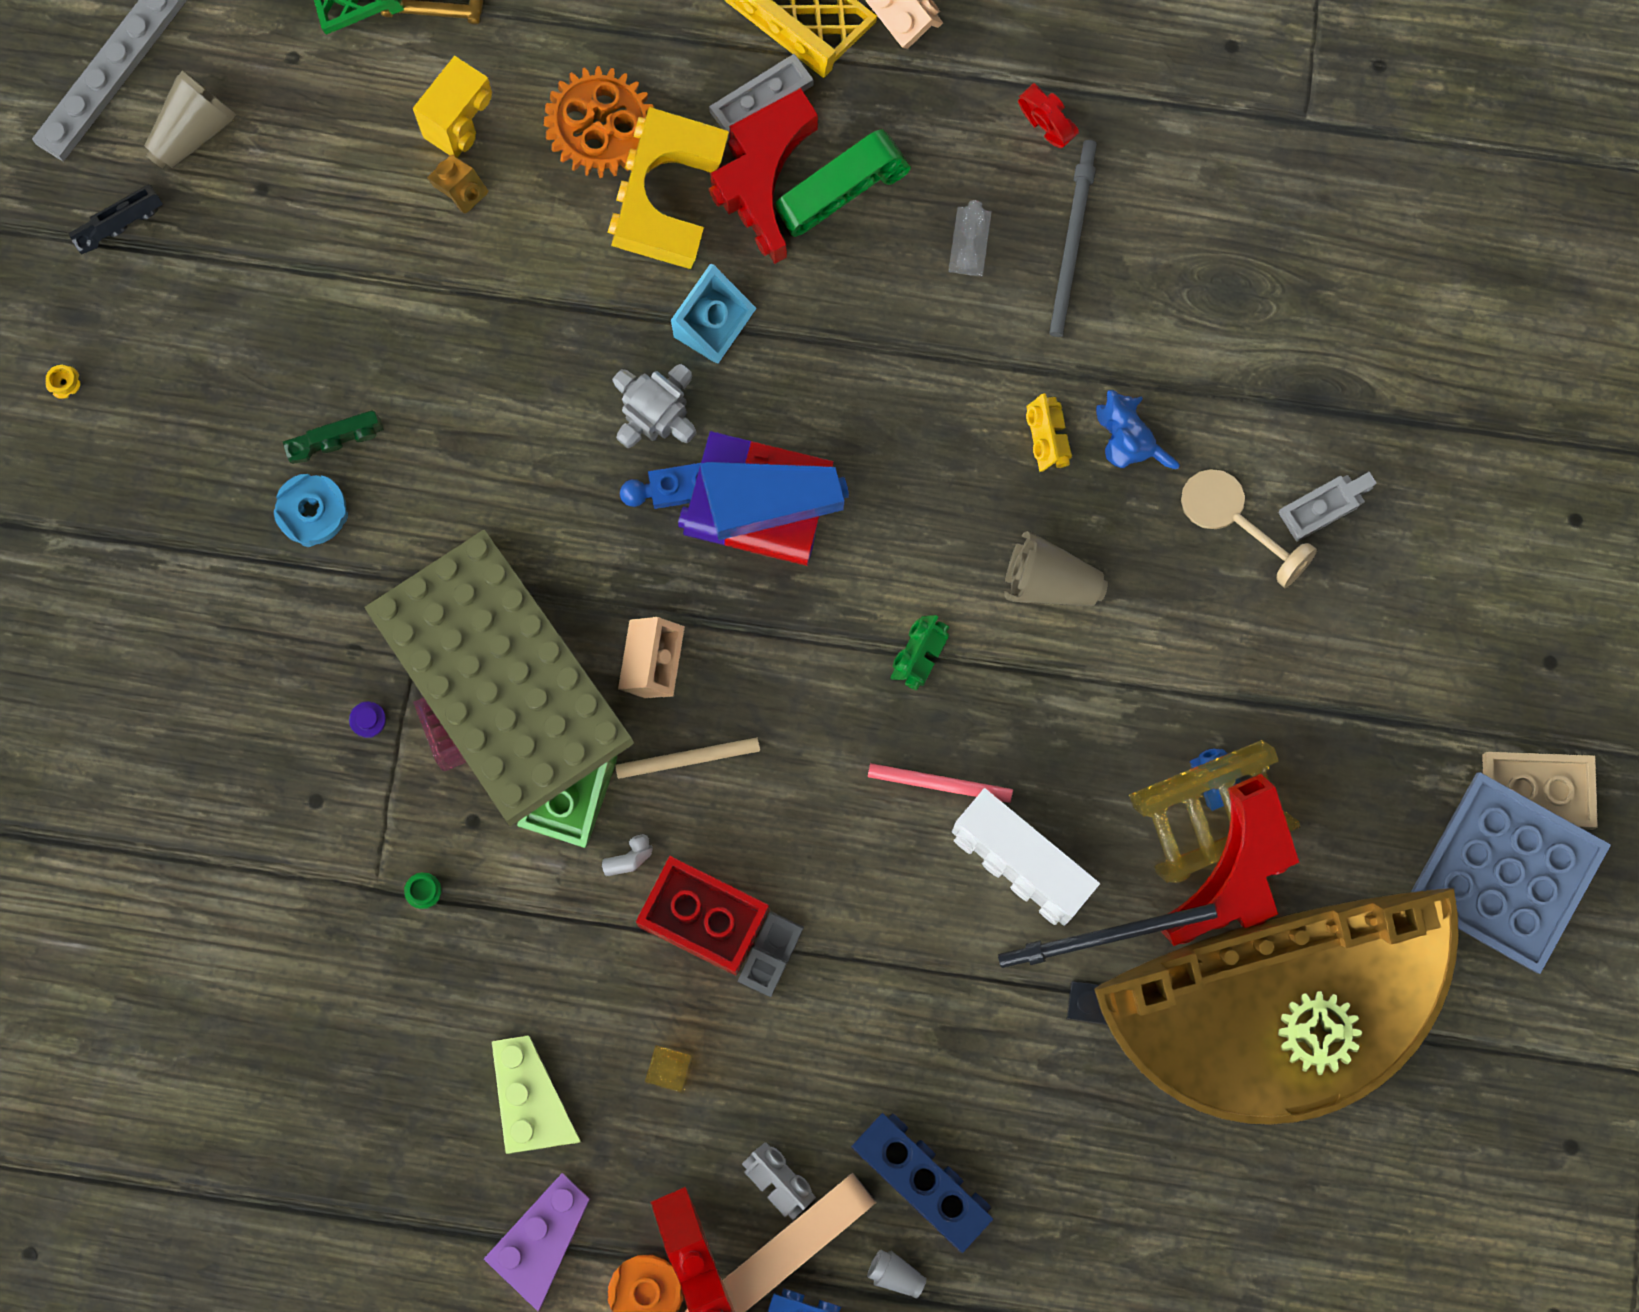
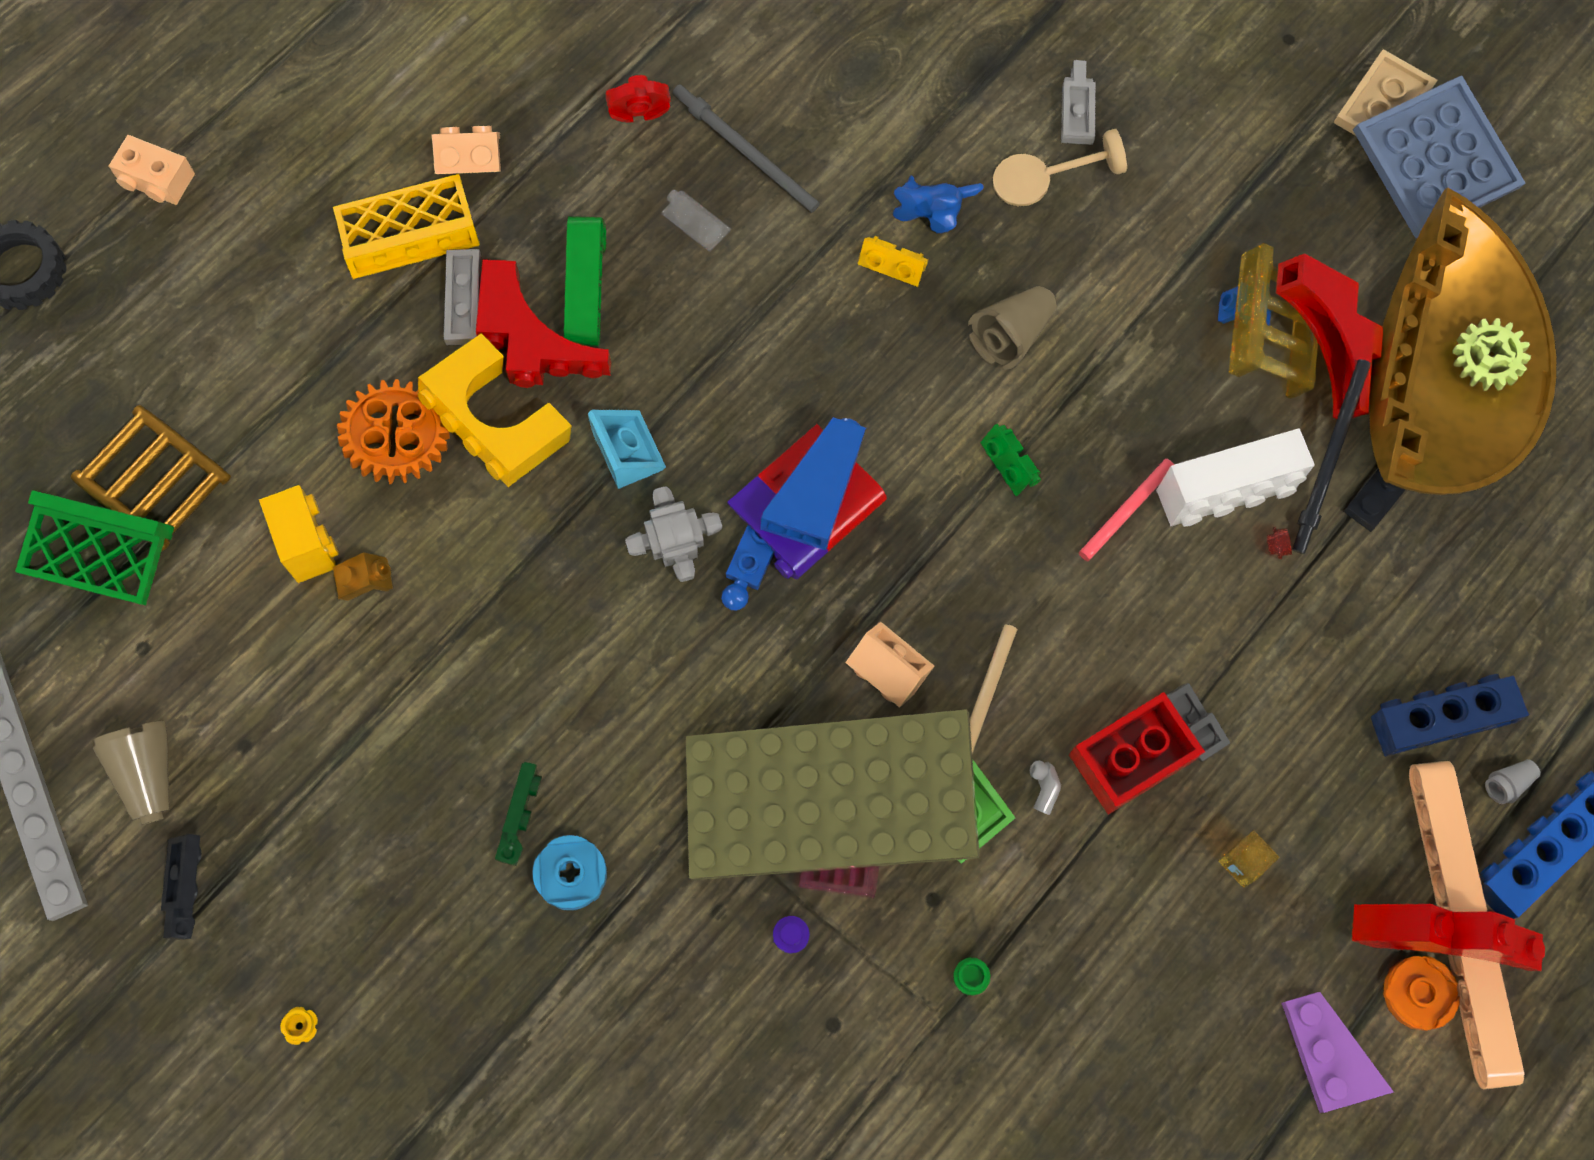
camera: 60 degrees left, 5 degrees down
(527, 1099) = (1204, 993): yellowish green wing -> none
(769, 1166) = (1372, 828): light grey hinge -> none
(995, 938) = (1279, 542): none -> clear red plate

